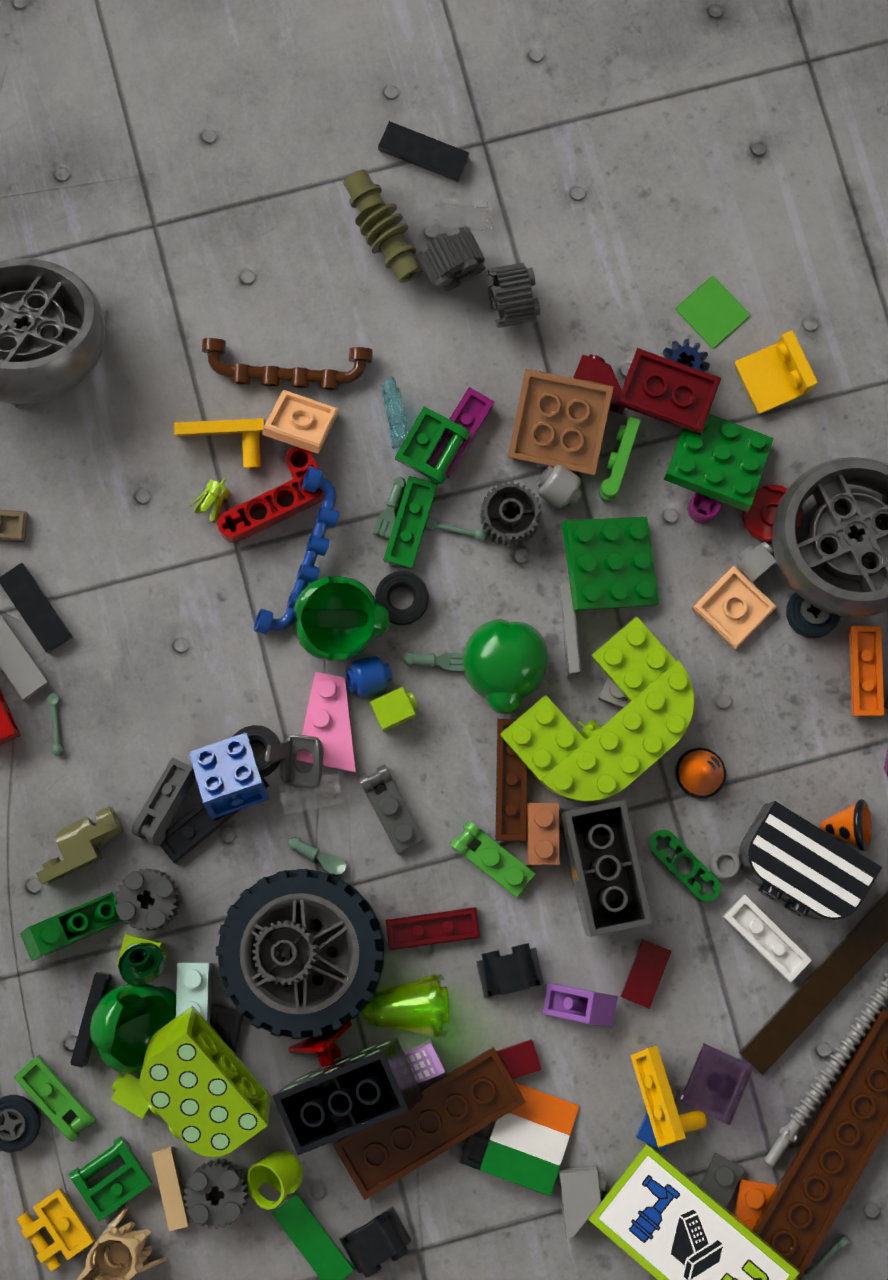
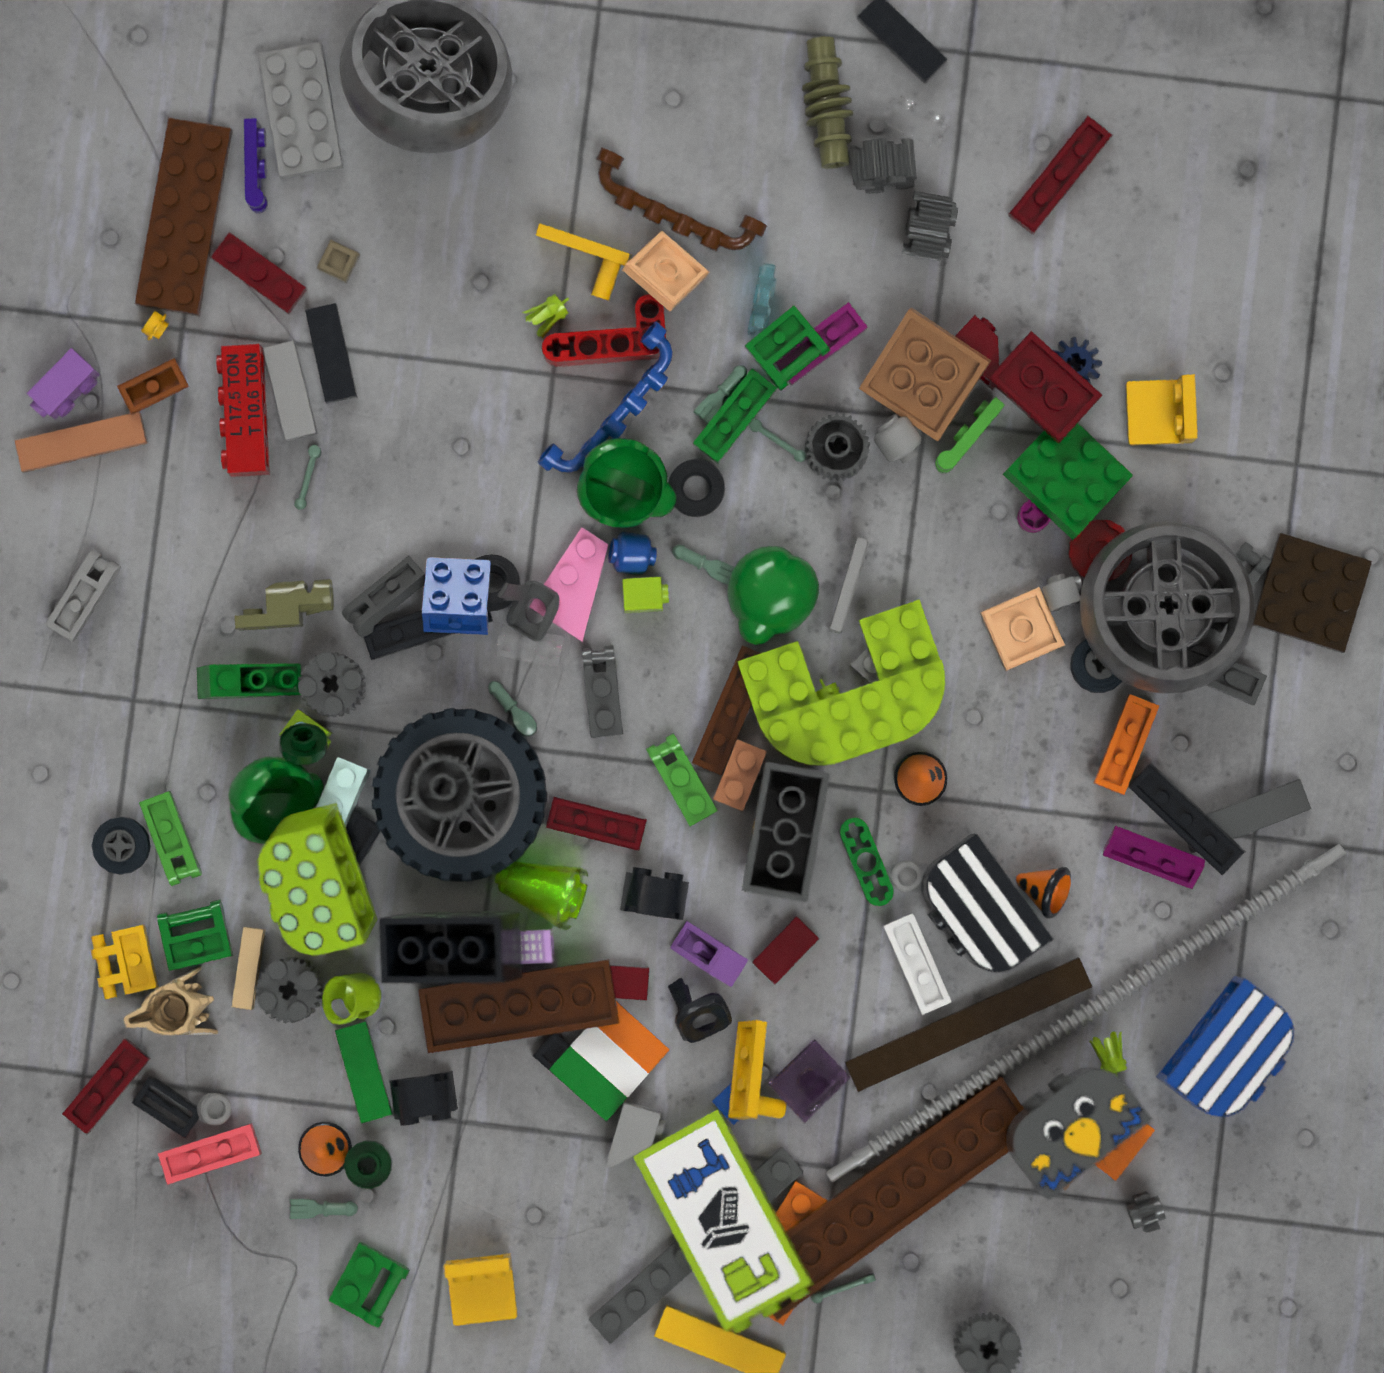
camera: 25 degrees right, 5 degrees up
(84, 1043) = (220, 793): black tile -> none
(129, 1094) = (244, 863): lime brick -> none
(323, 1045) = (447, 892): red piece -> none
(584, 1063) = (690, 1010): none -> black piece
(604, 212) = (1060, 175): none -> dark red tile
(610, 563) = (916, 536): green plate -> none
(712, 311) = (1127, 321): bright green sticker -> none

